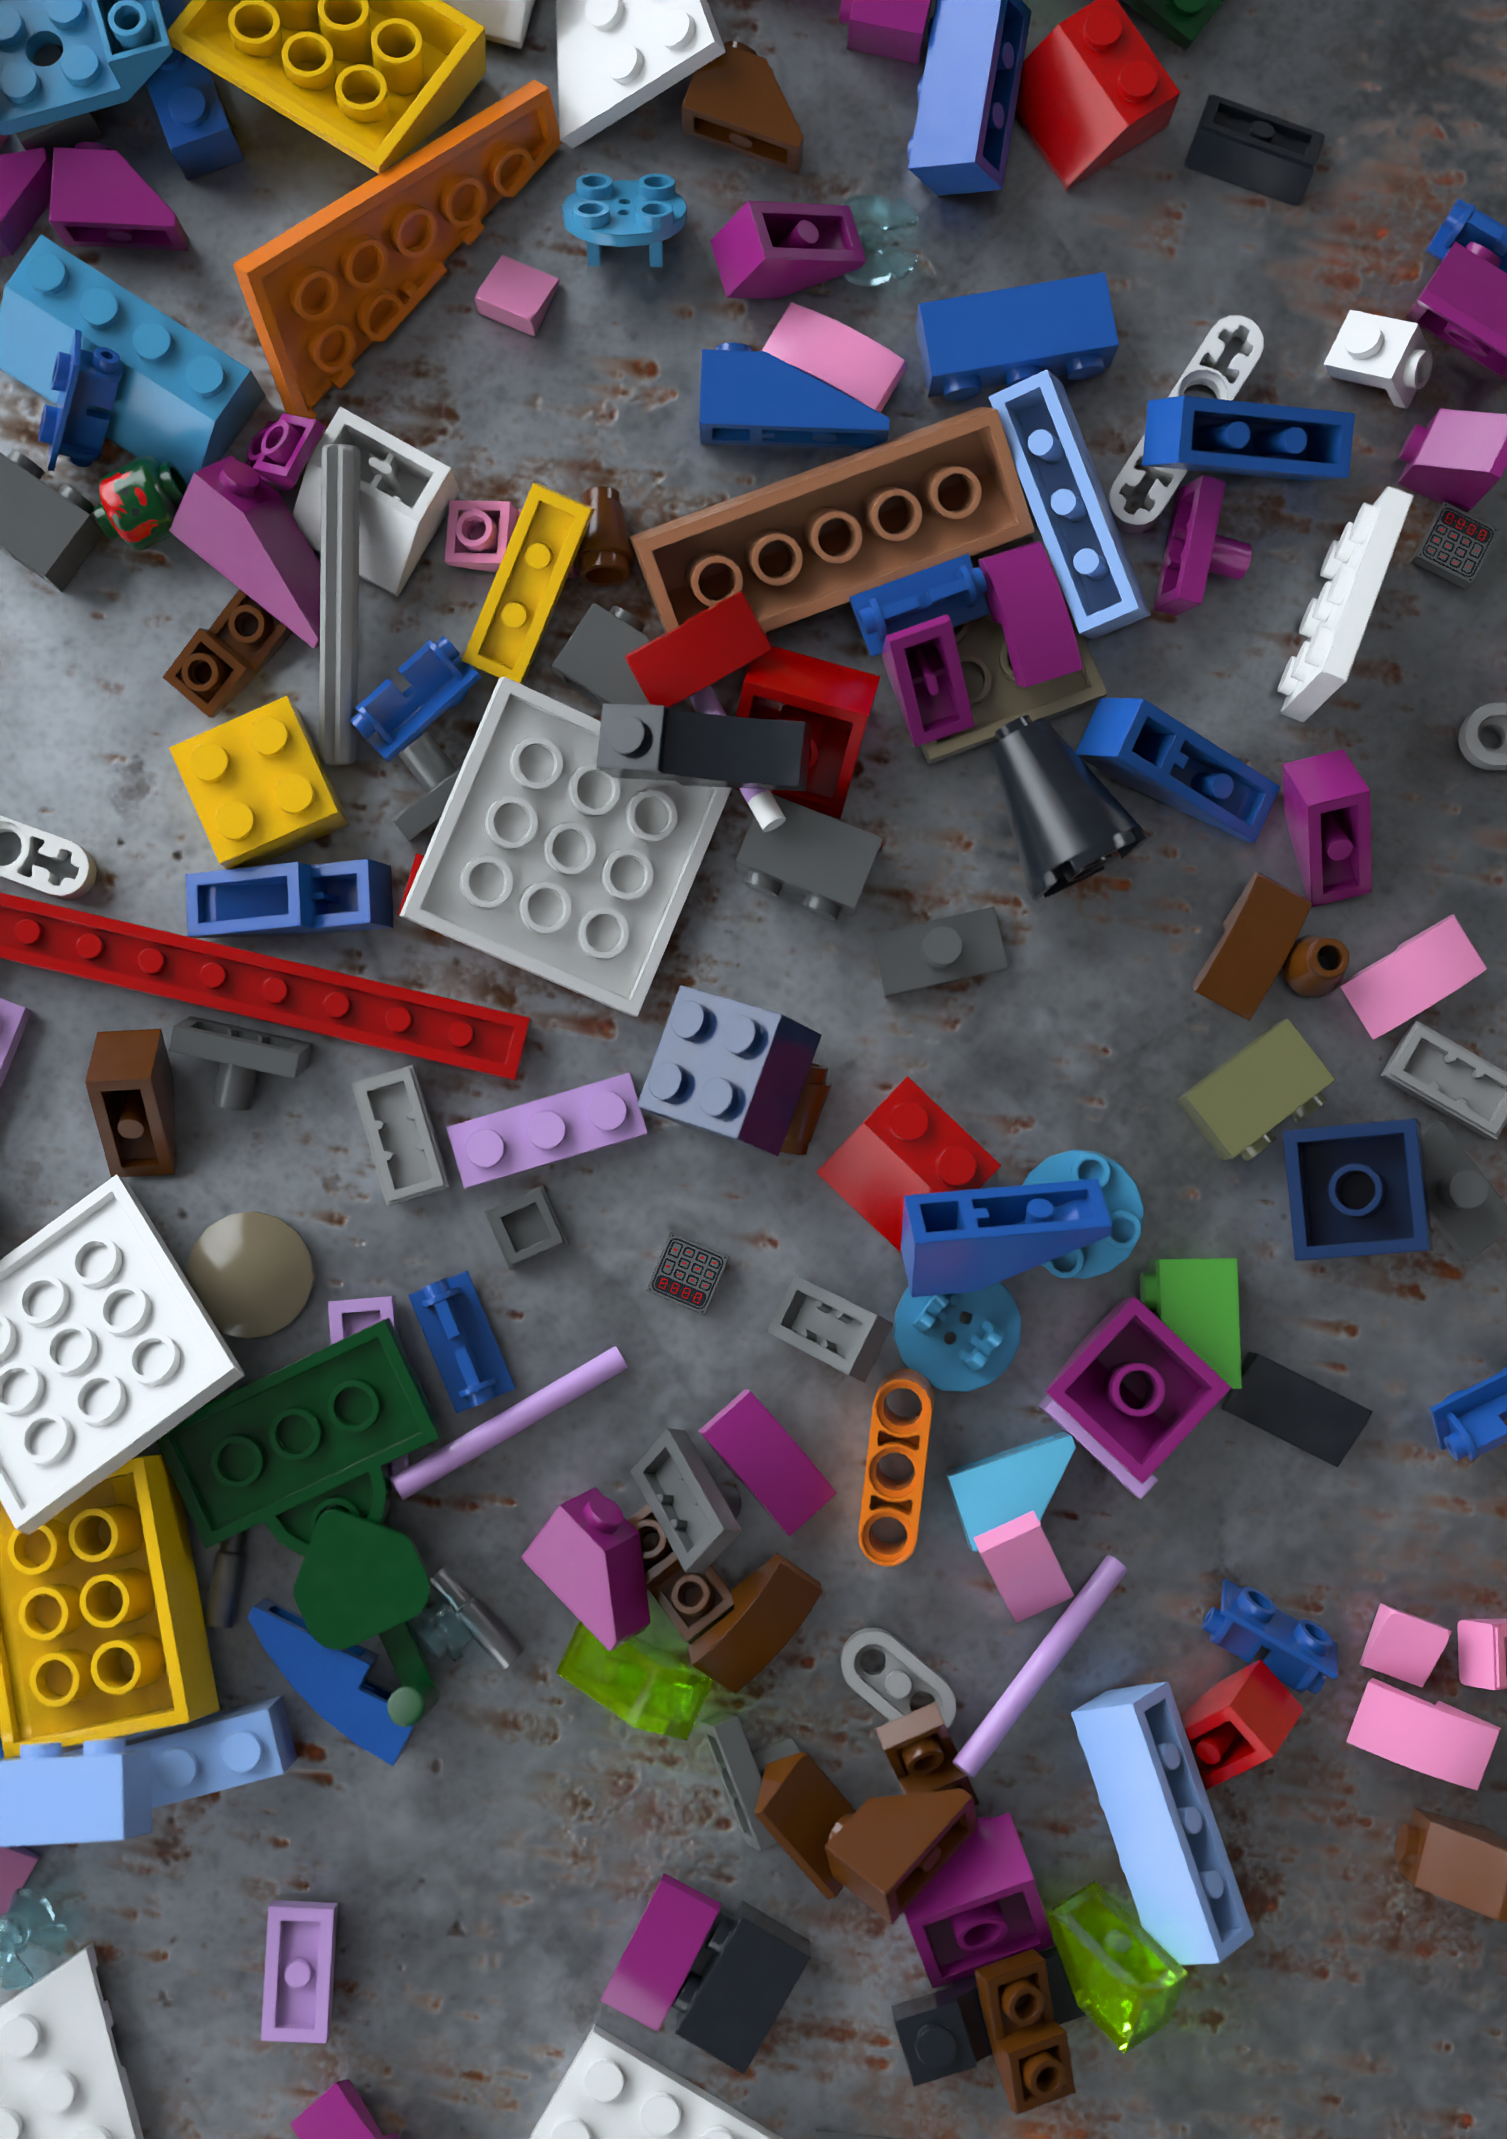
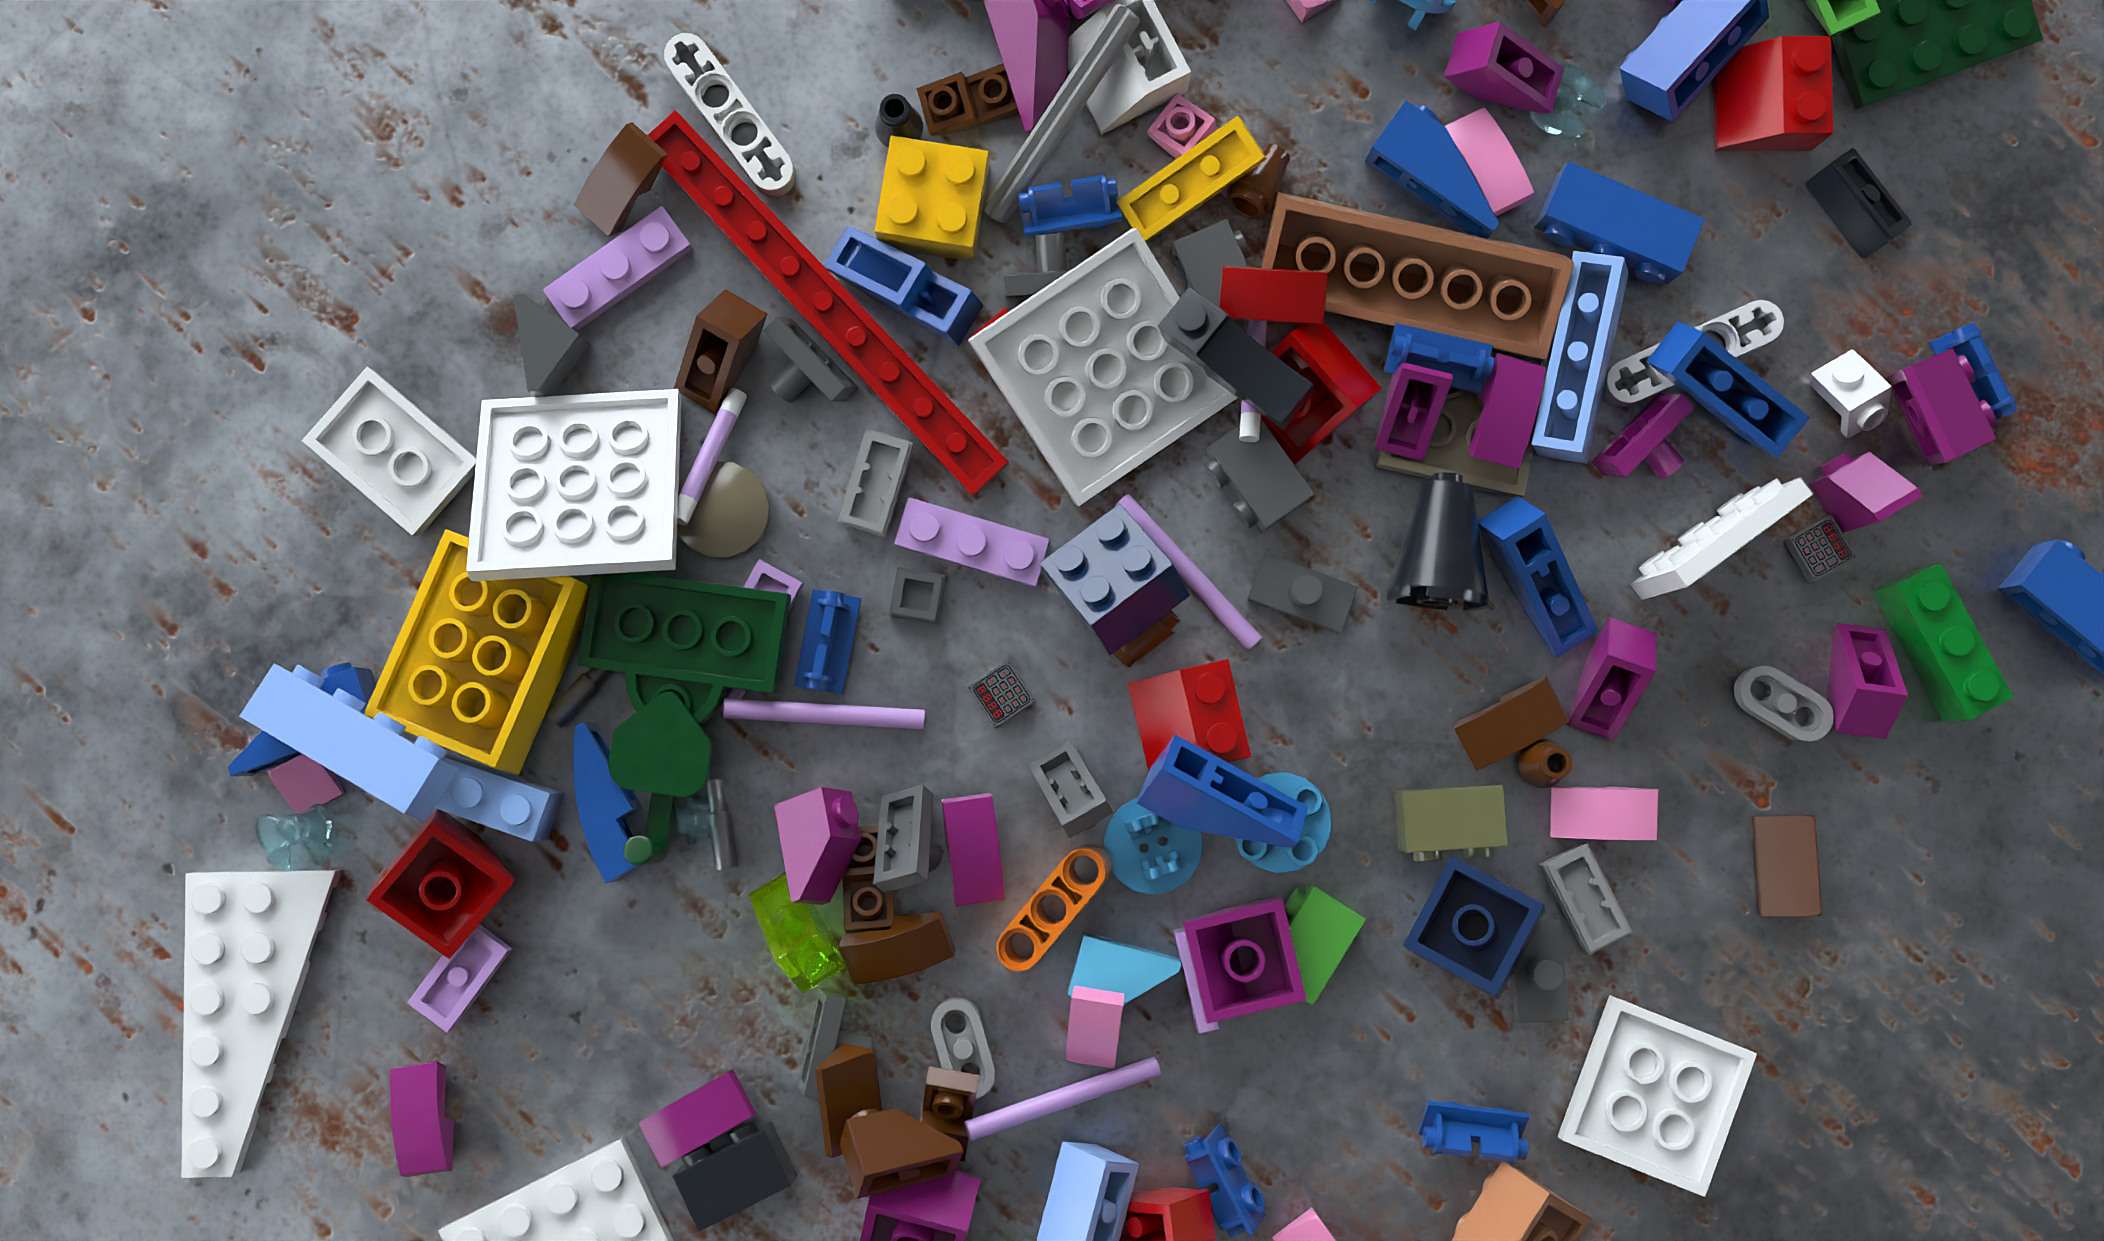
camera: 35 degrees right, 0 degrees up
(179, 725) = (907, 125): none -> black cone
(198, 1223) = (709, 454): none -> lavender bar
(213, 1885) = (441, 883): none -> red slope
(808, 1010) = (1193, 576): none -> lavender bar
(1296, 1409) = (1340, 1044): black slope -> none

